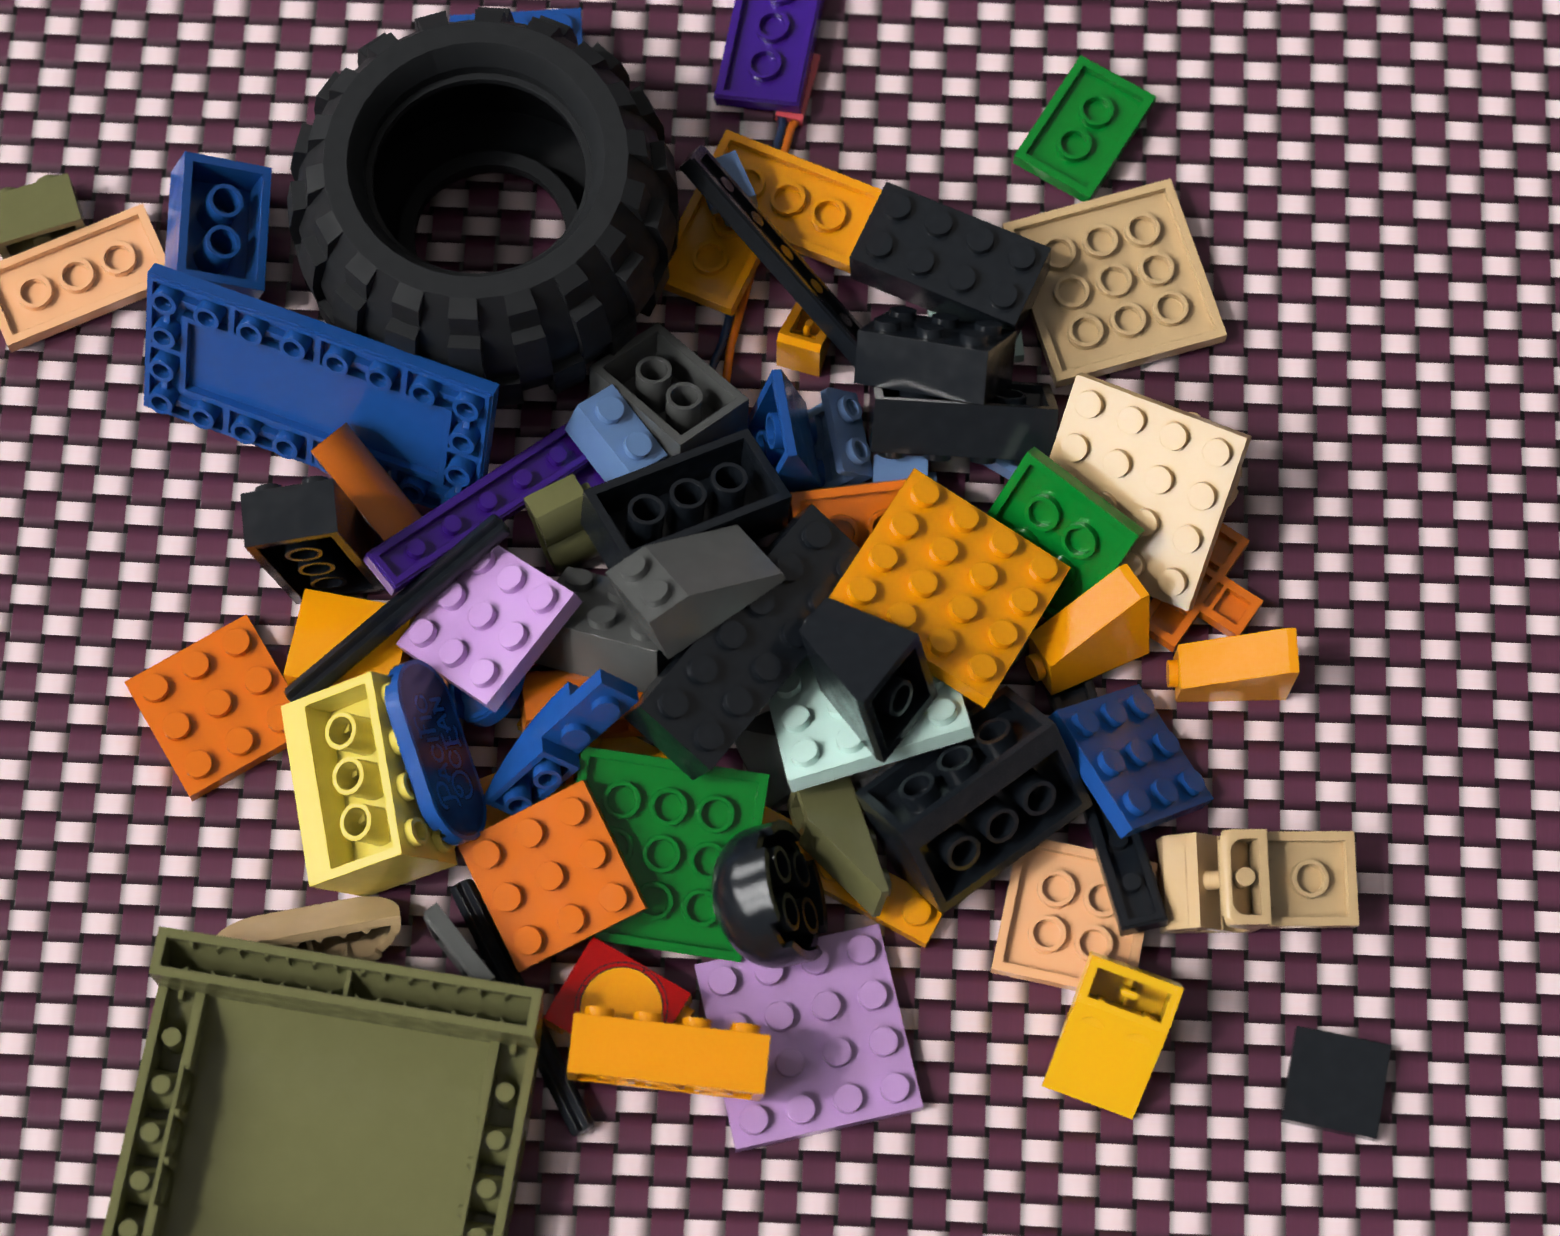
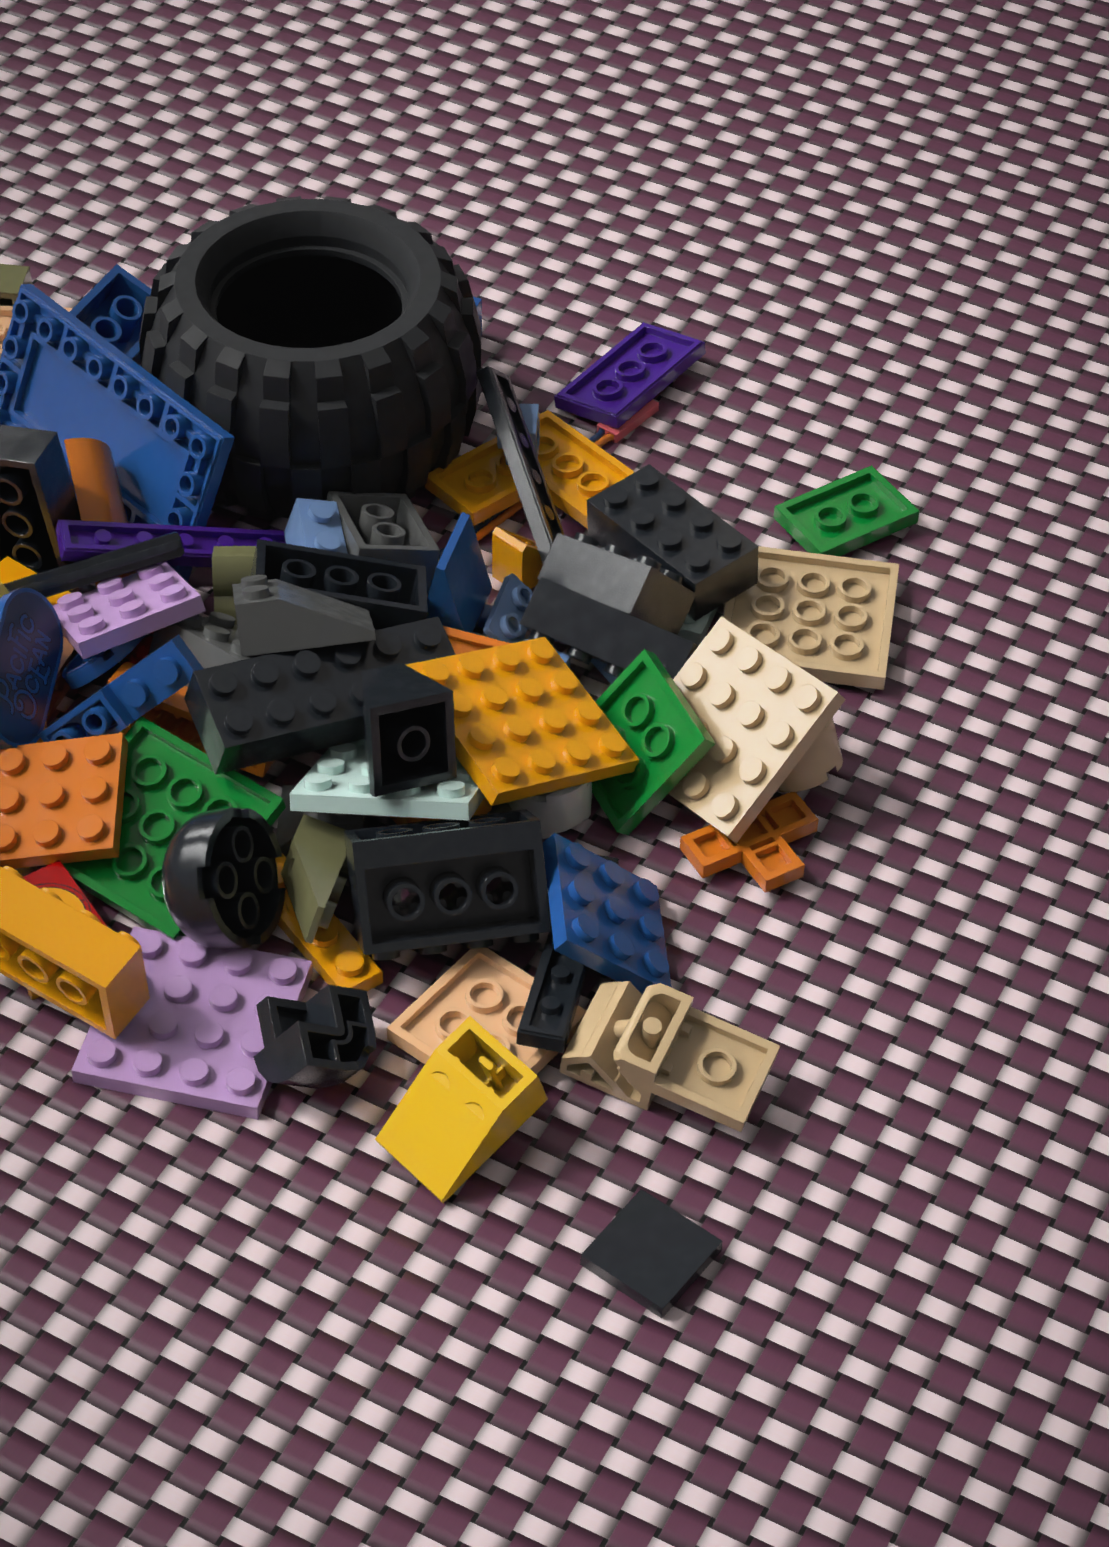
camera: 25 degrees right, 25 degrees down
(944, 1021) = (317, 1039): none -> black brick
(1092, 633) = (634, 820): light orange slope -> none
(1235, 667) = (749, 898): light orange slope -> none

